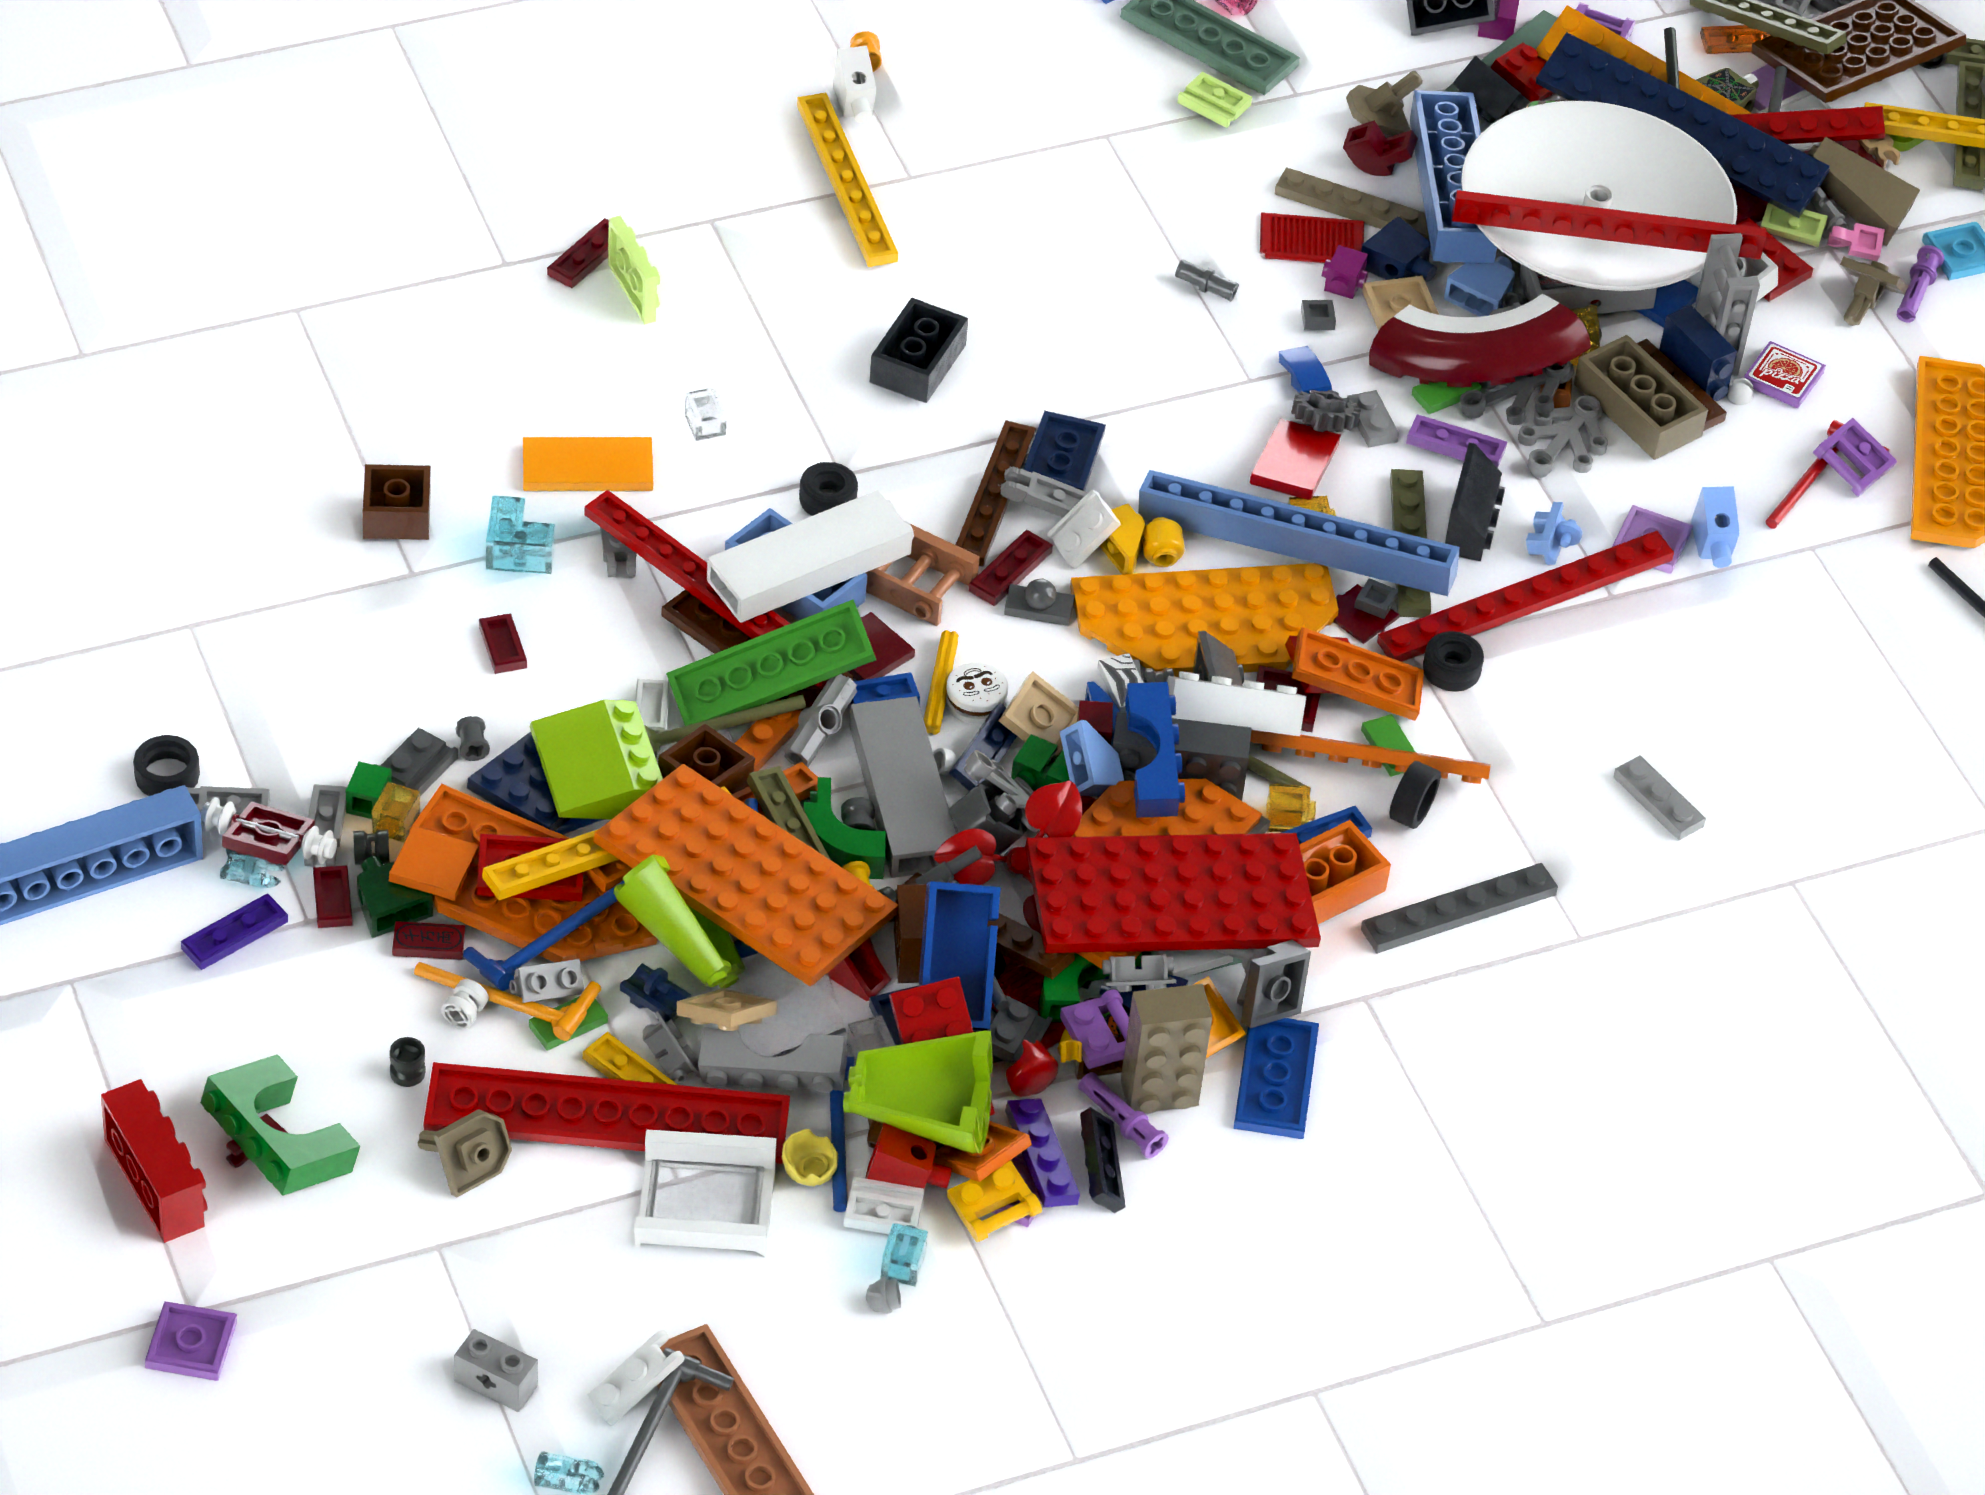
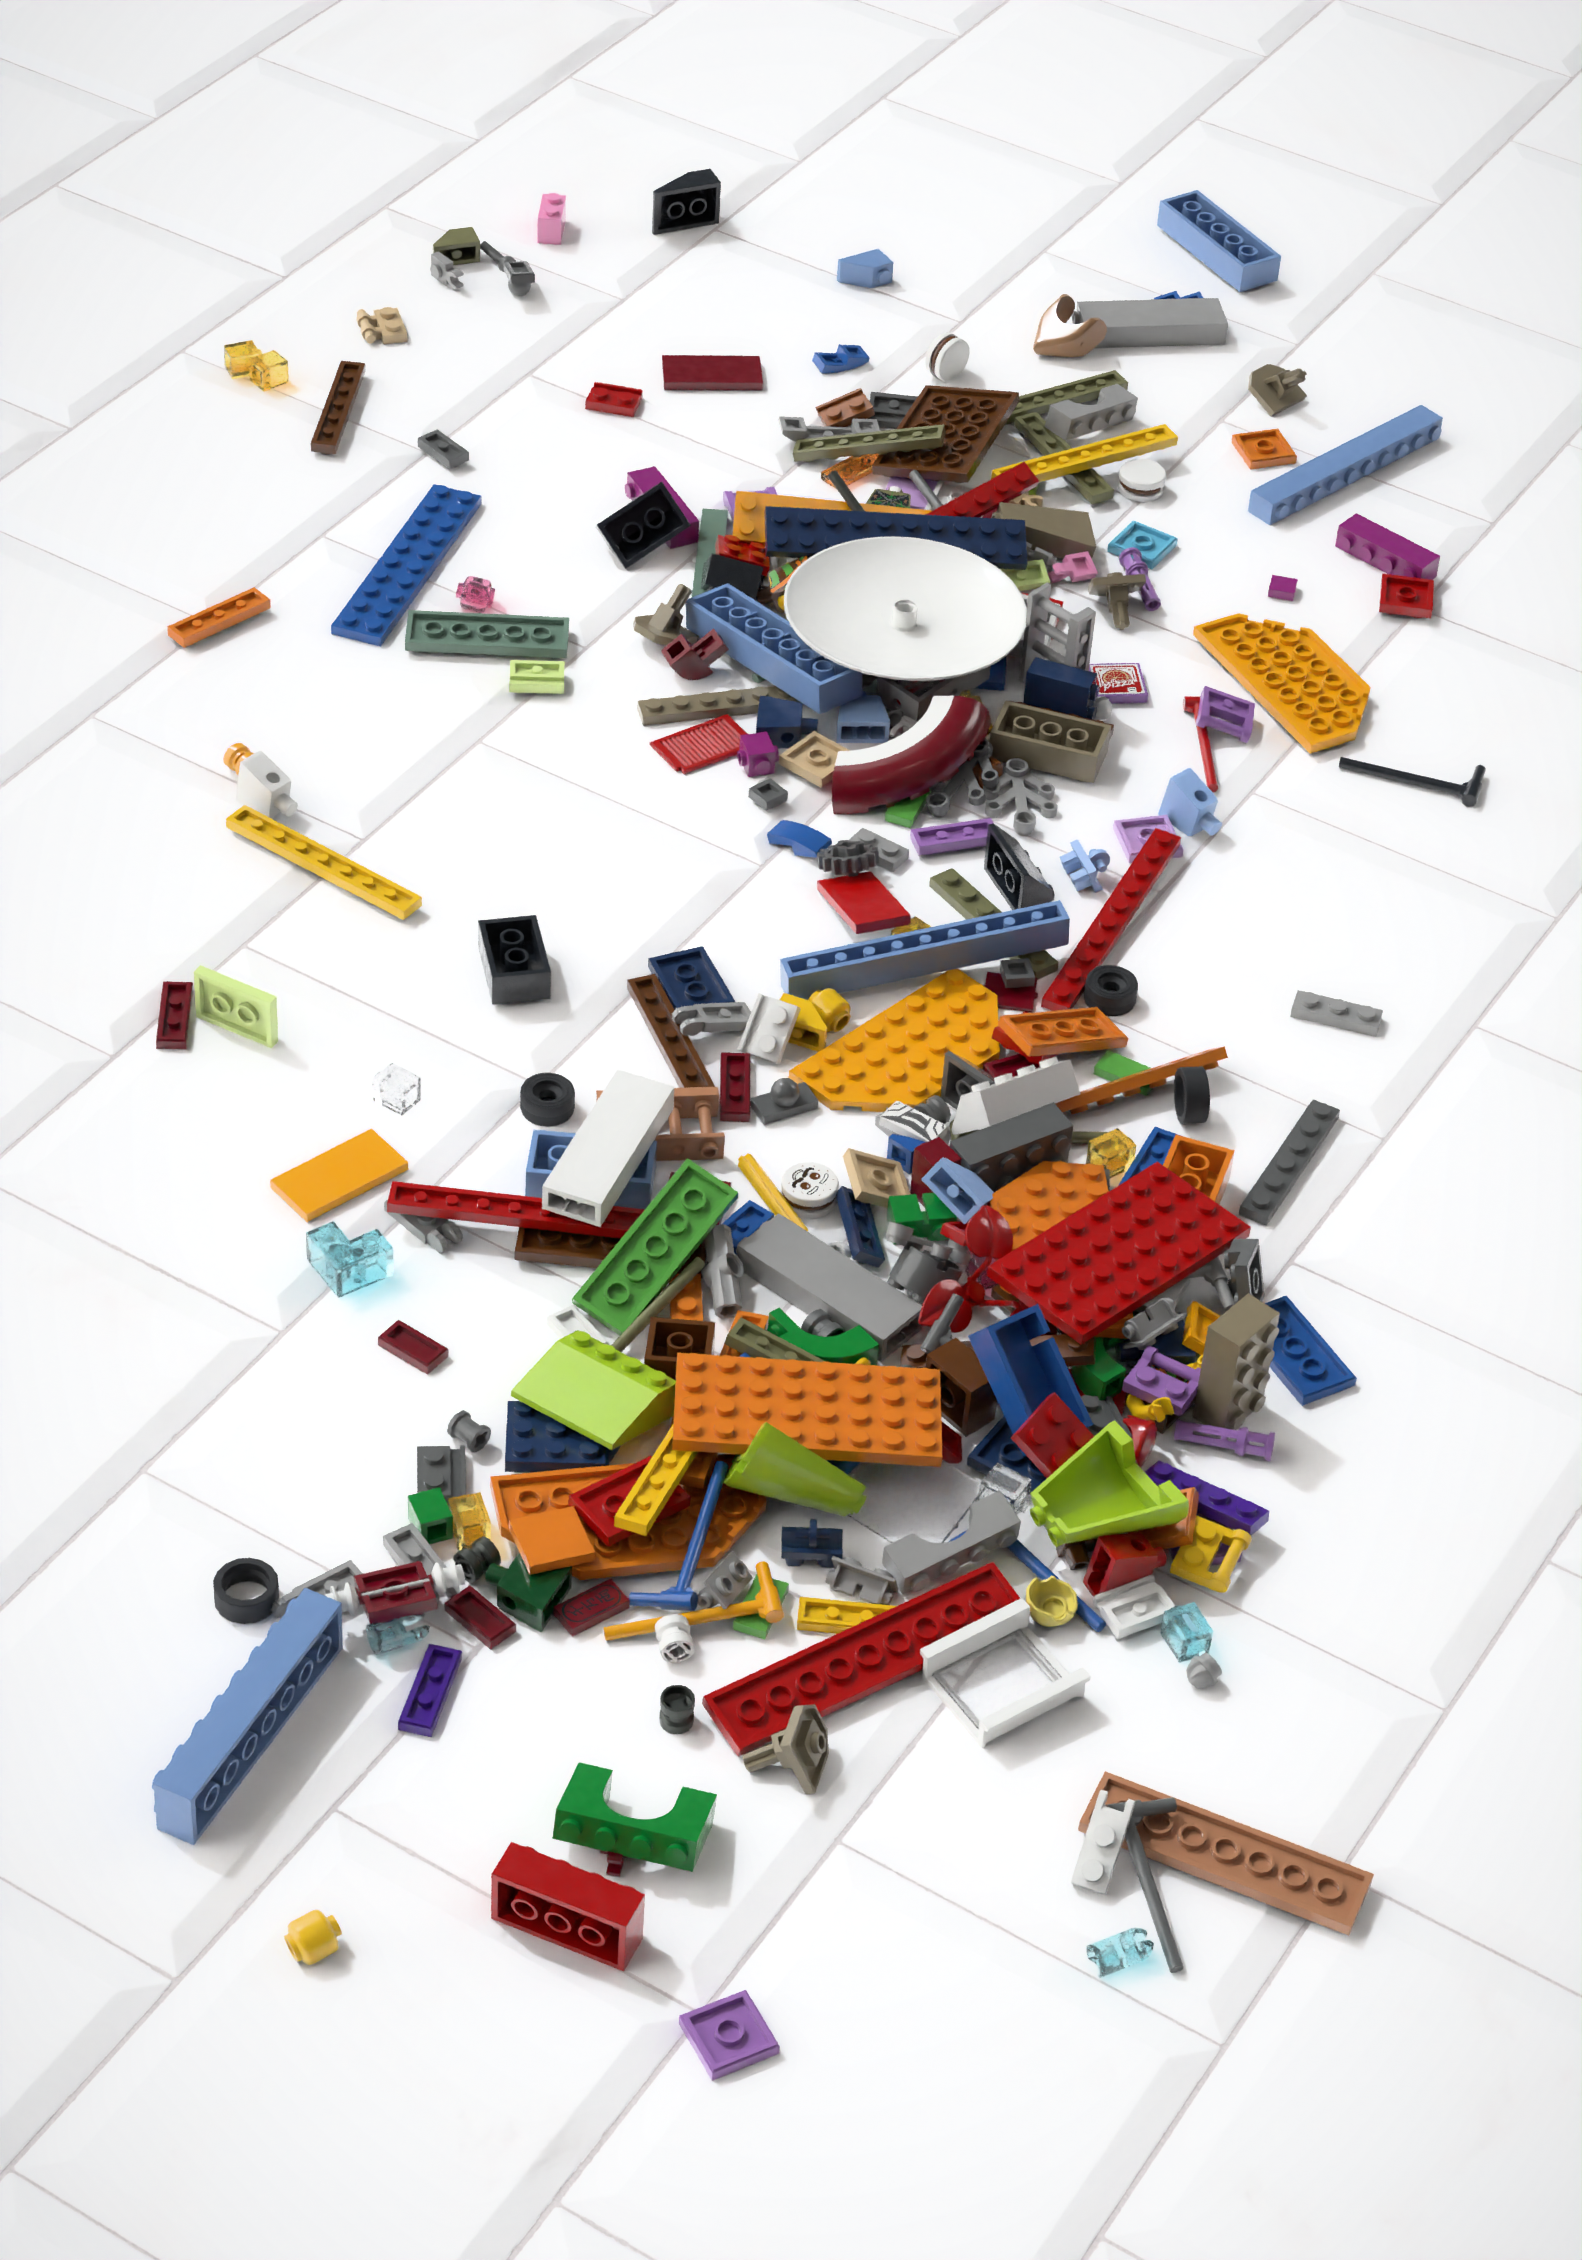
camera: 35 degrees left, 5 degrees down
(396, 502) = (227, 1279): reddish brown brick -> none
(496, 1370) = (990, 1905): light grey brick -> none
(726, 1008) = (883, 1522): tan plate -> none
(1102, 1160) = (1247, 1480): black plate -> none
(1157, 784) = (987, 1127): blue arch -> none
(1206, 280) = (664, 808): dark grey pin -> none
(1600, 223) = (933, 624): red plate -> none

